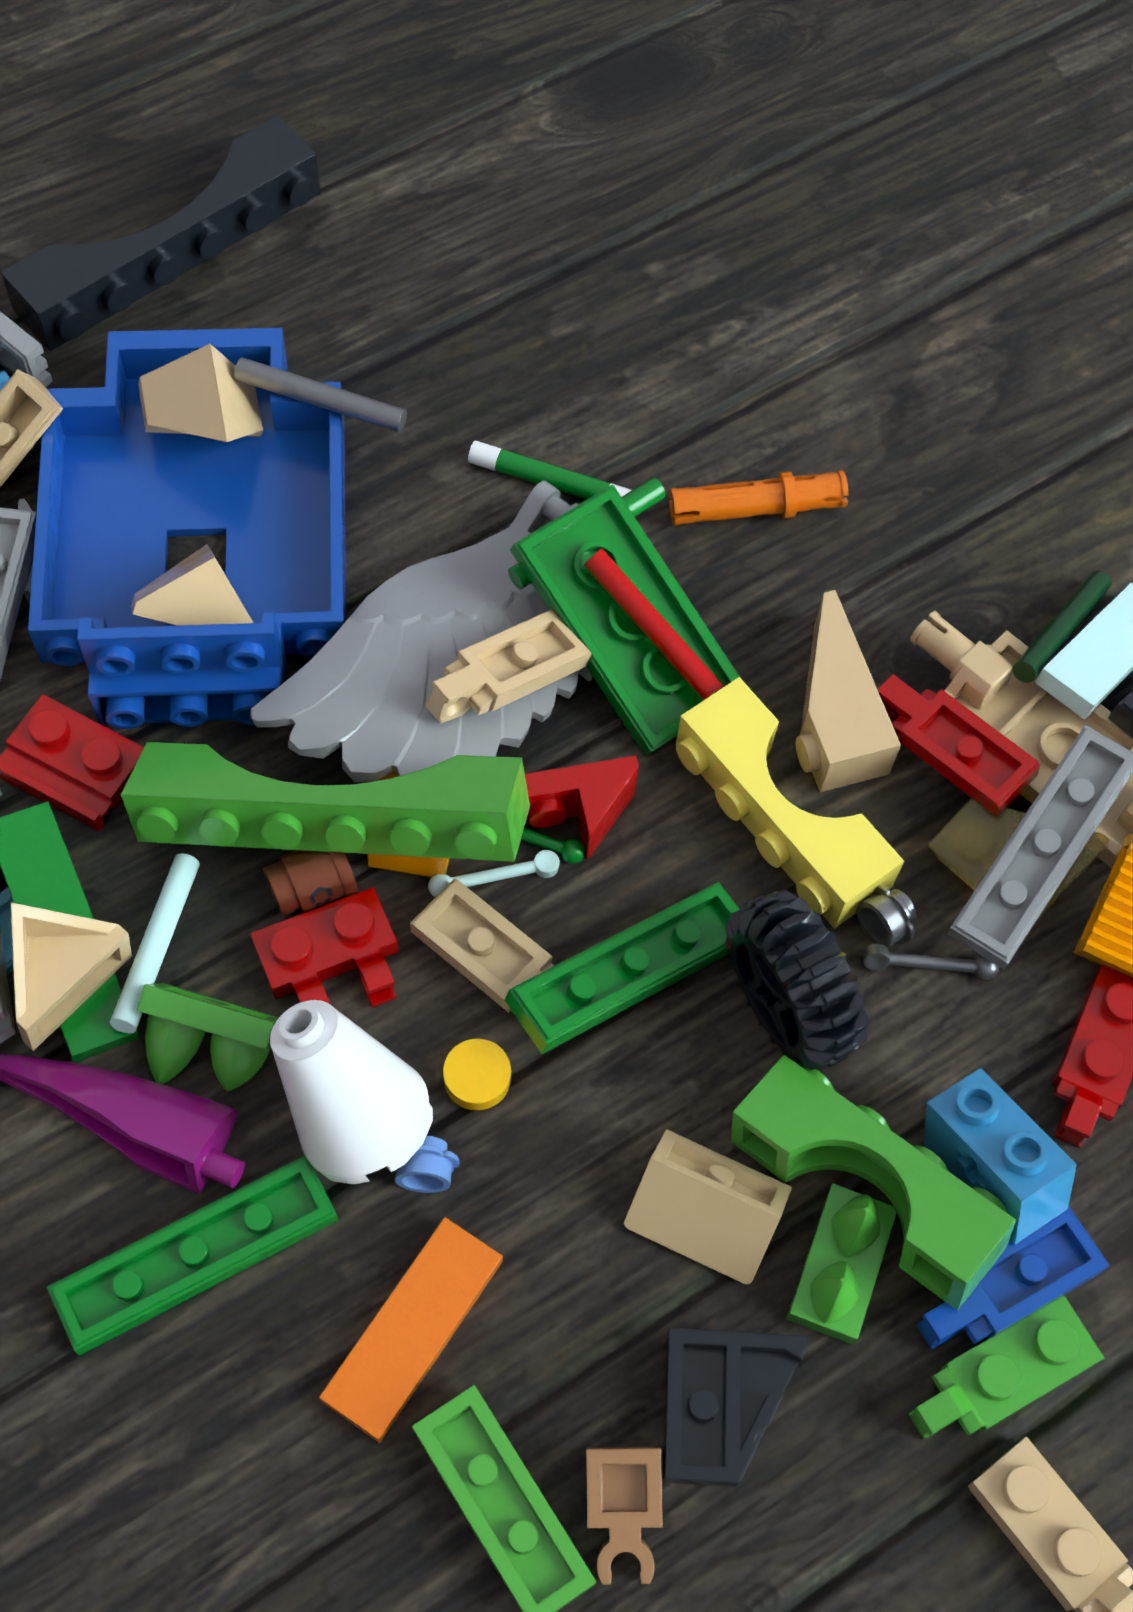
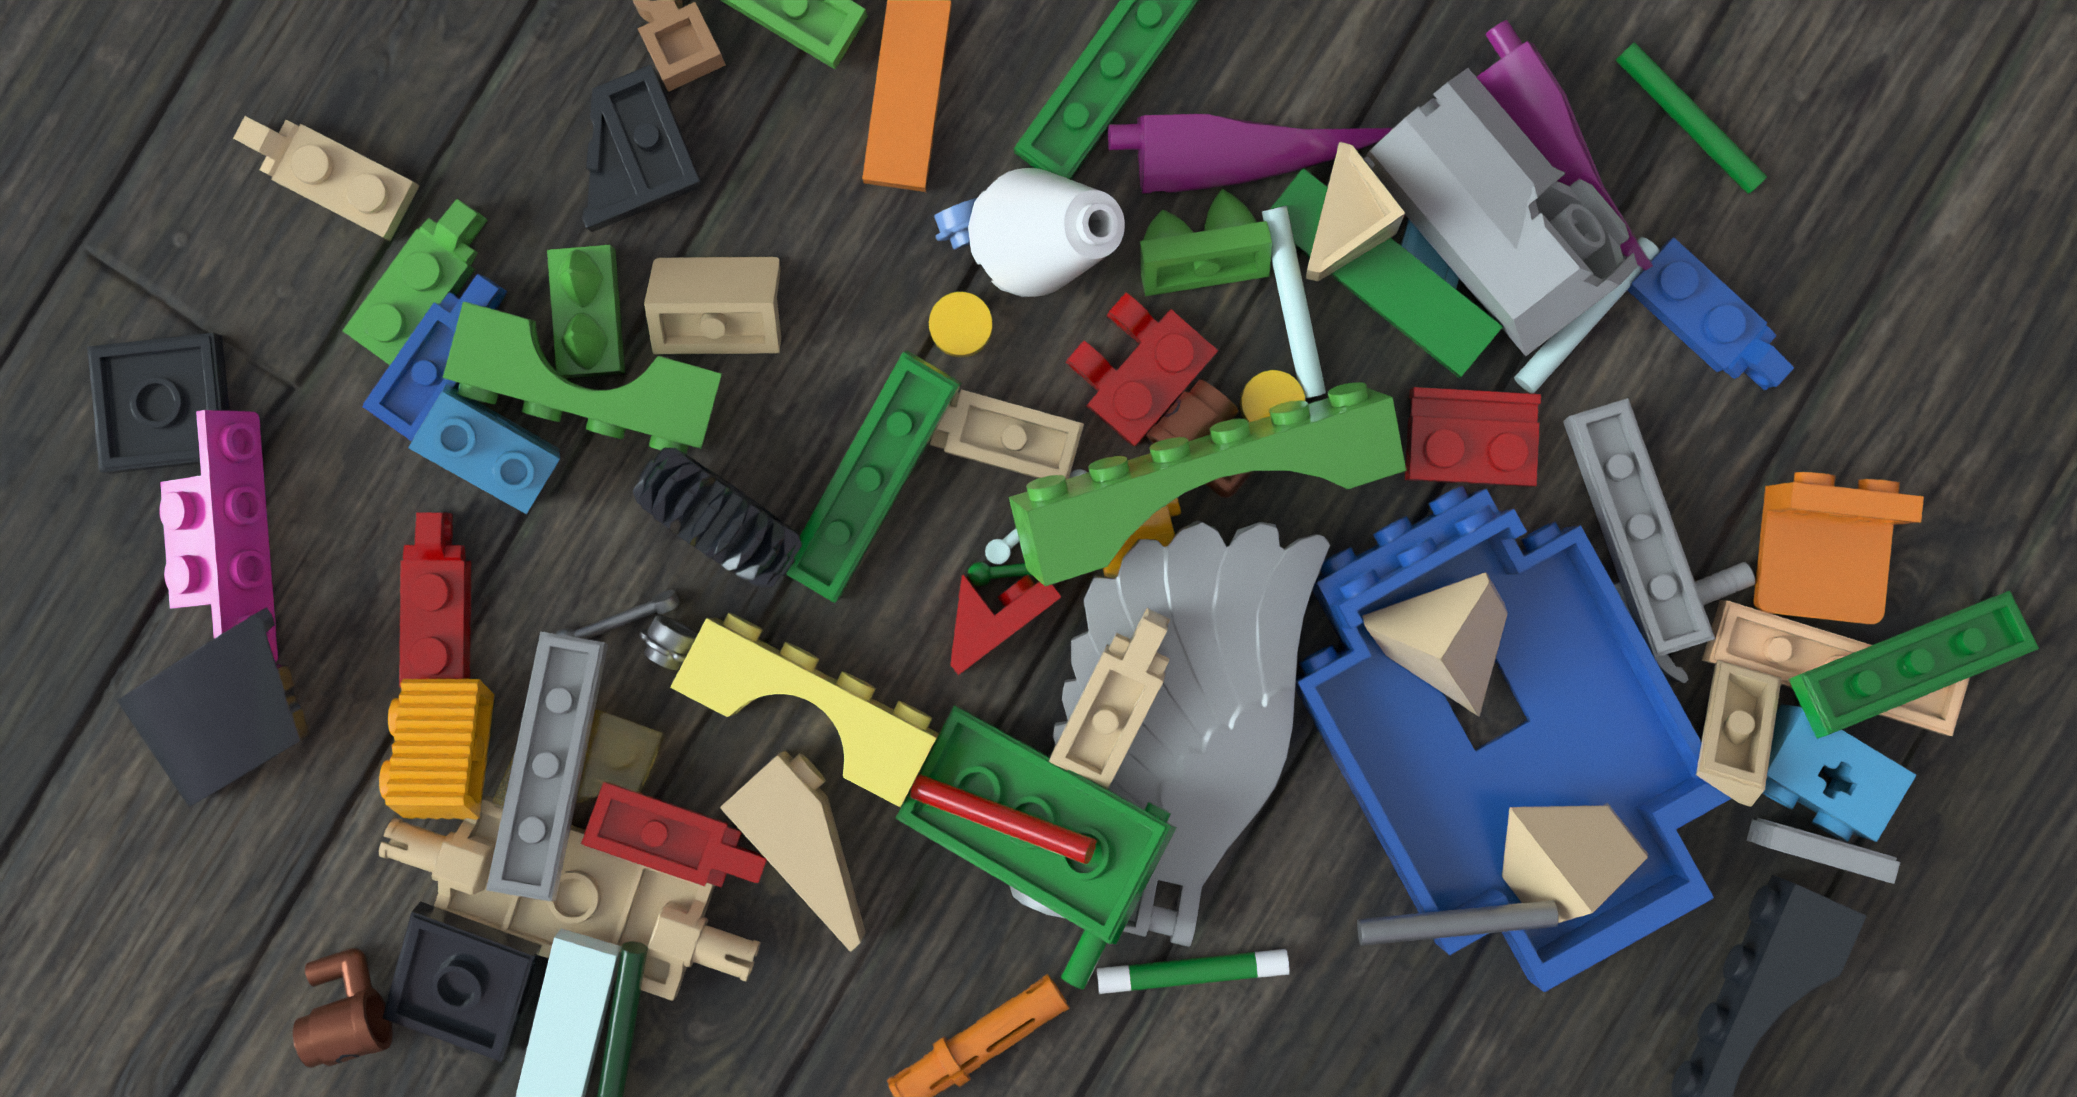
camera: 155 degrees right, 25 degrees up
(227, 873) = (1266, 391): none -> yellow tile

